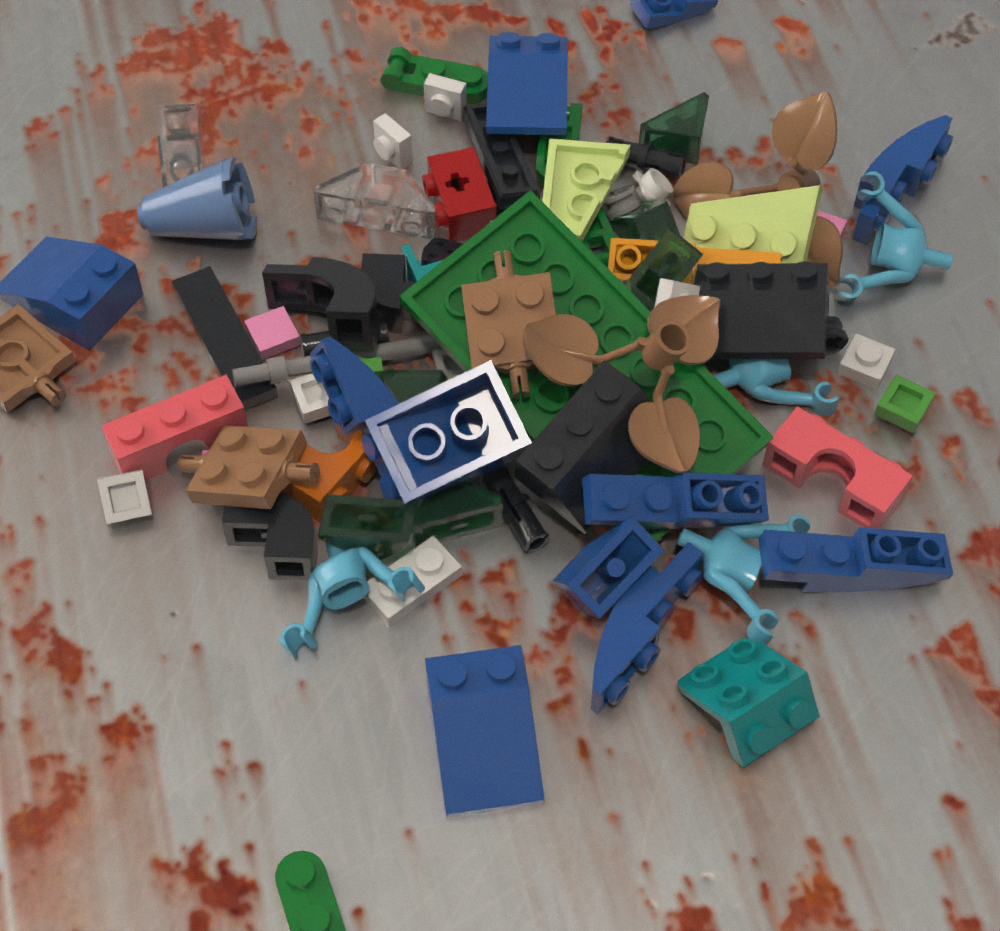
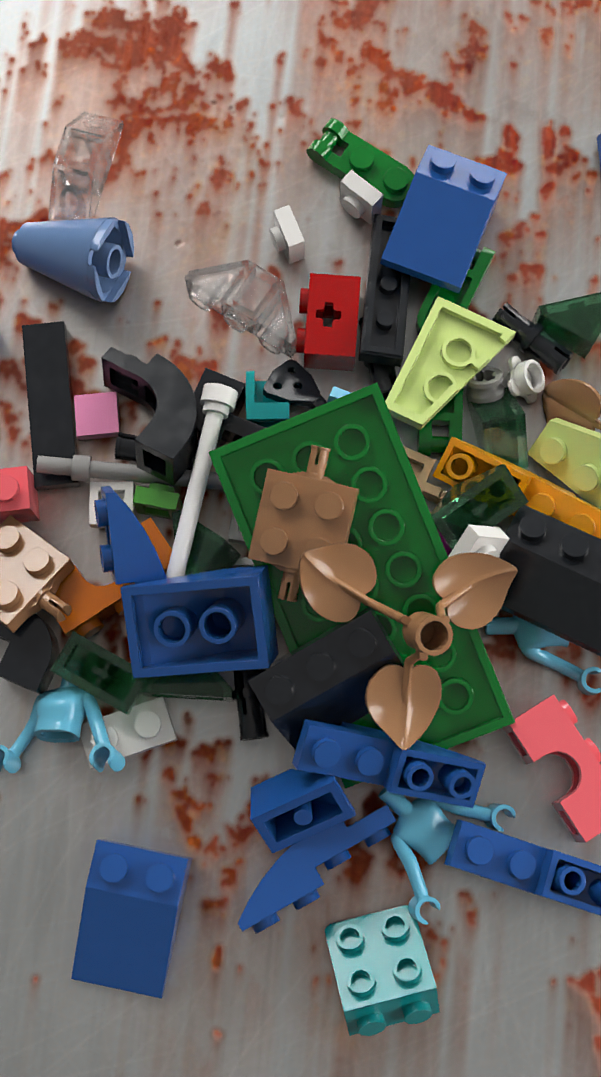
camera: 20 degrees right, 20 degrees up
(388, 270) = (217, 403): none -> white piece

